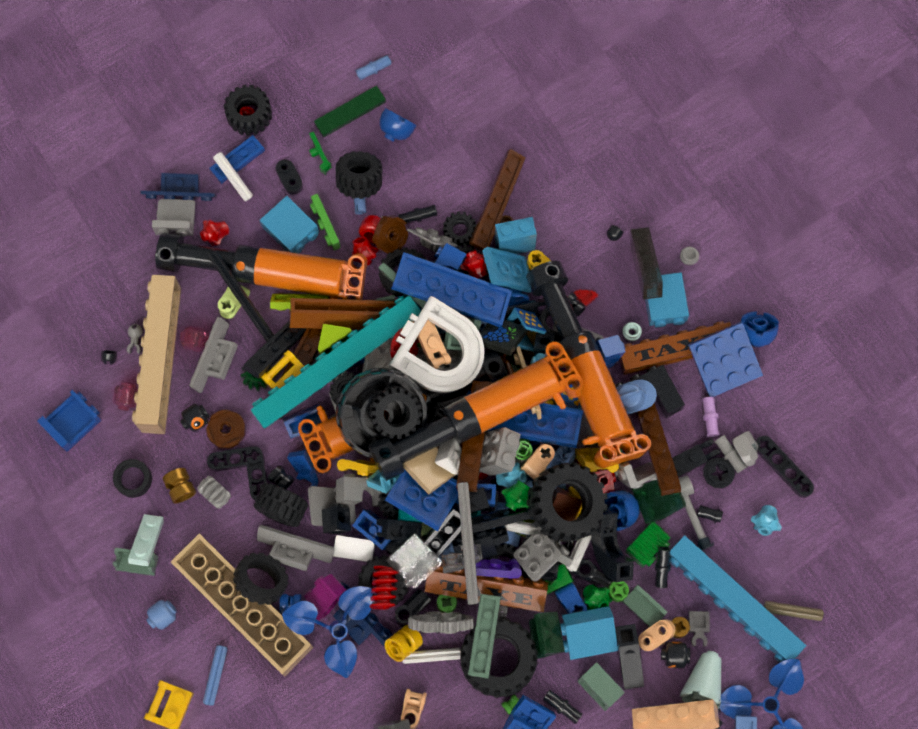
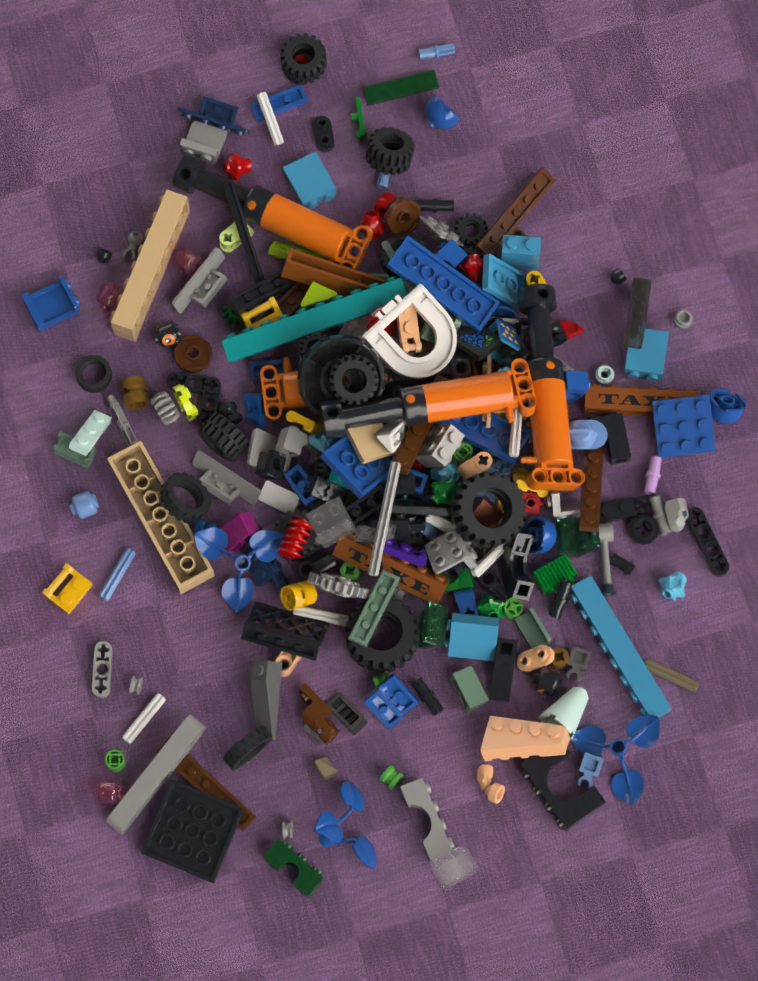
camera: 15 degrees right, 0 degrees up
(175, 518) = (122, 421): none -> light grey piece
(228, 476) = (182, 396): none -> neon yellow plate
(324, 222) = (343, 187): bright green plate -> none
(401, 694) = (282, 638): none -> black fence
(569, 419) = (515, 434): none -> white axle

